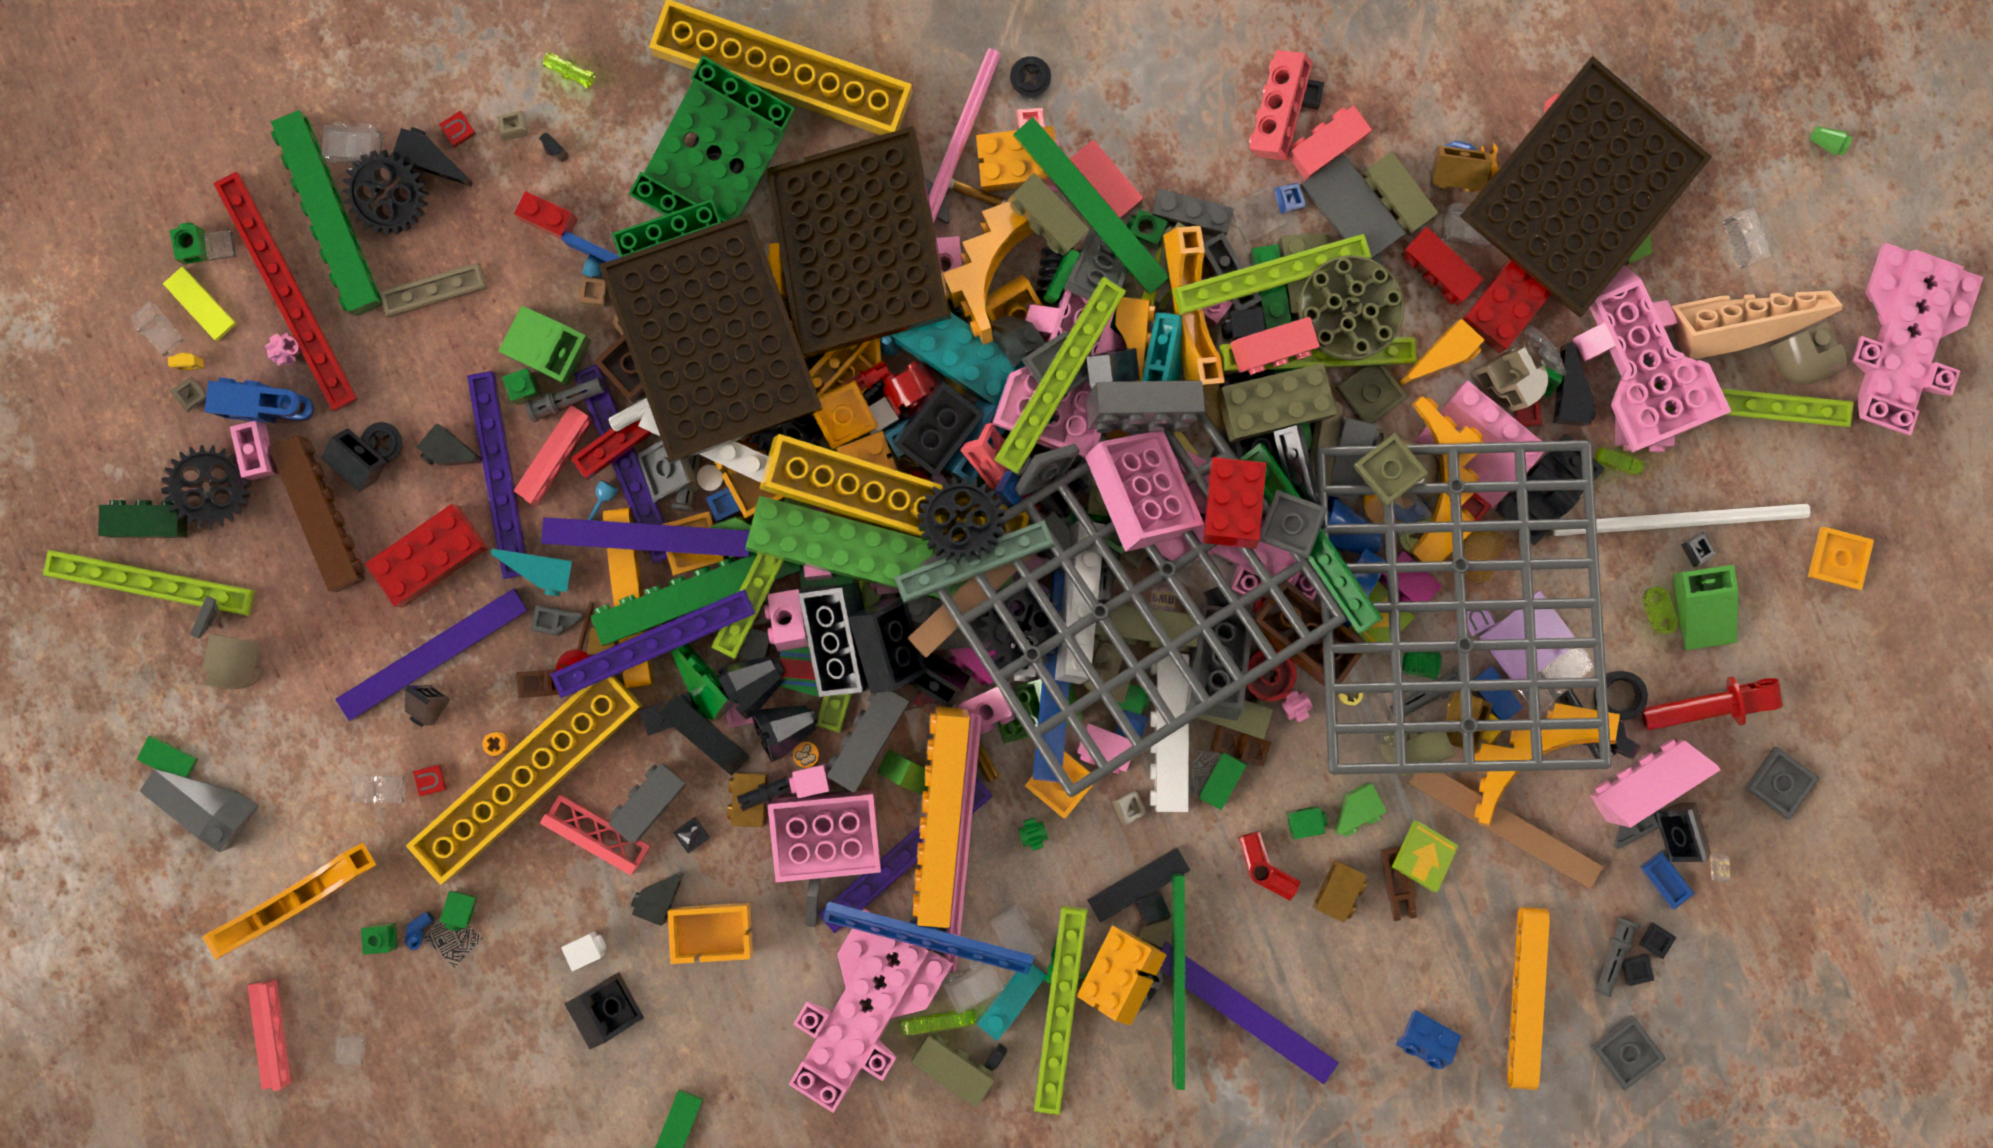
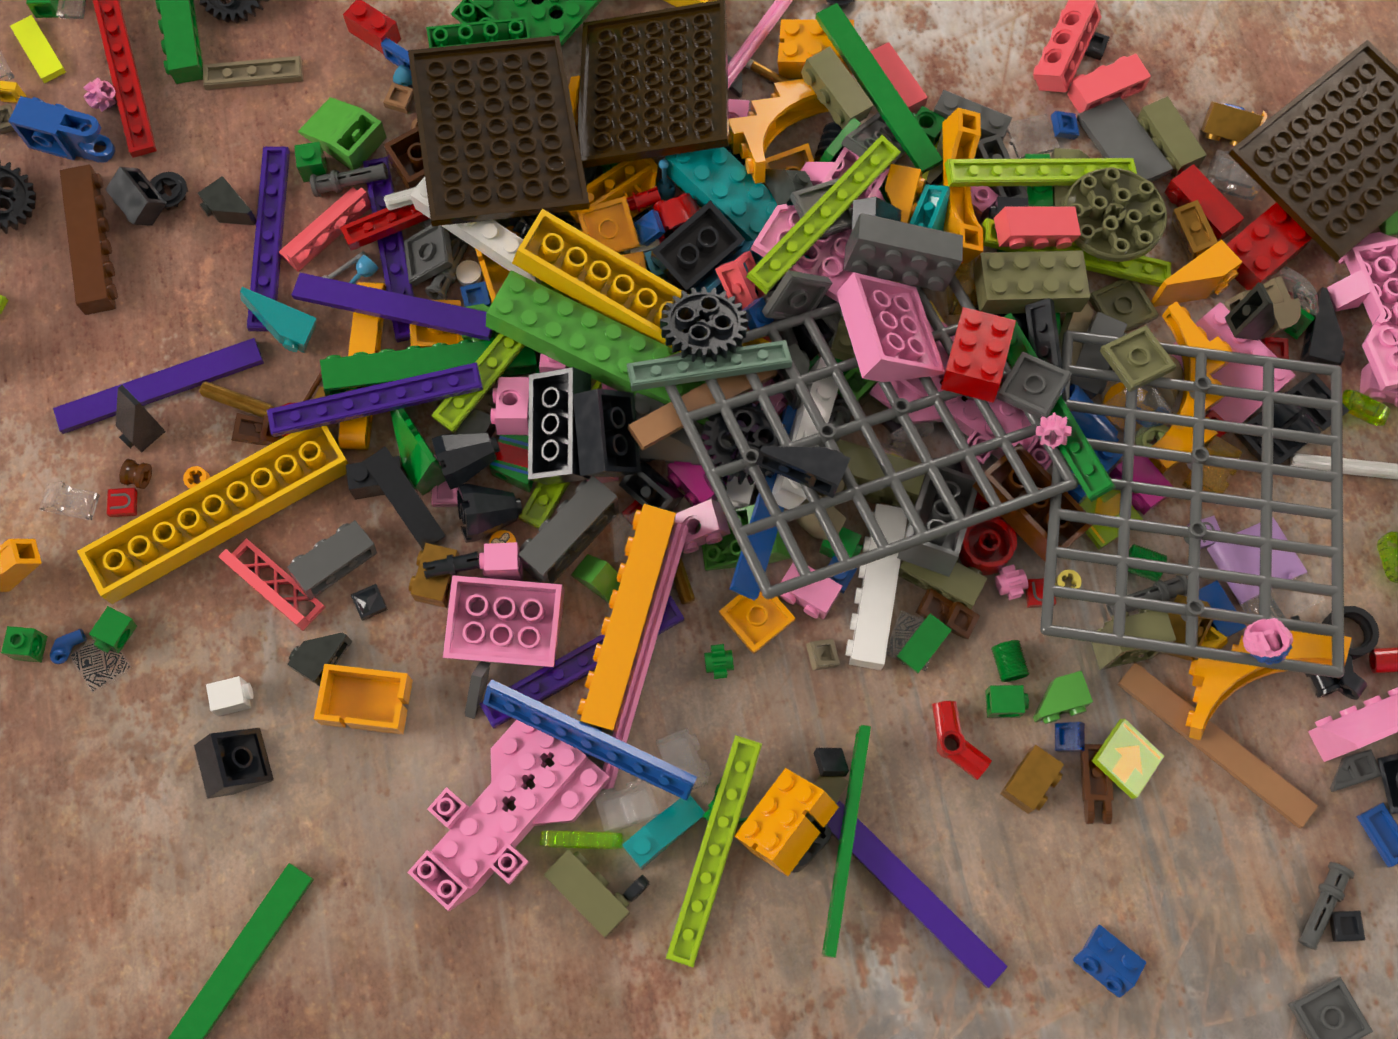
camera: 15 degrees right, 15 degrees down
(252, 450) = (43, 172): bright pink brick -> none
(426, 556) = (179, 292): red brick -> none
(435, 751) = (135, 473): none -> reddish brown wheel
(512, 656) = (234, 399): none -> pearl gold axle
(553, 620) = (285, 375): dark grey tile -> none
(568, 511) = (345, 266): none -> light grey hinge
(884, 406) = (649, 227): none -> blue tile
(1093, 658) = (810, 466): none -> black slope
(1137, 884) = (819, 734): black tile -> none
(1305, 783) = (1010, 661): none -> green piece
(1316, 572) = (1053, 430): none -> bright pink gear
(1319, 709) = (1034, 593): none -> red tile
(1369, 844) = (1070, 737): none -> clear blue tile
(1434, 300) = (1193, 229): none -> pearl gold panel
(1497, 401) = (1252, 315): none -> pearl dark grey slope
(1528, 998) = (1224, 935): light orange beam -> none
(1537, 752) = (1268, 641): none -> bright pink piece
(1657, 940) = (1371, 898): black tile -> none

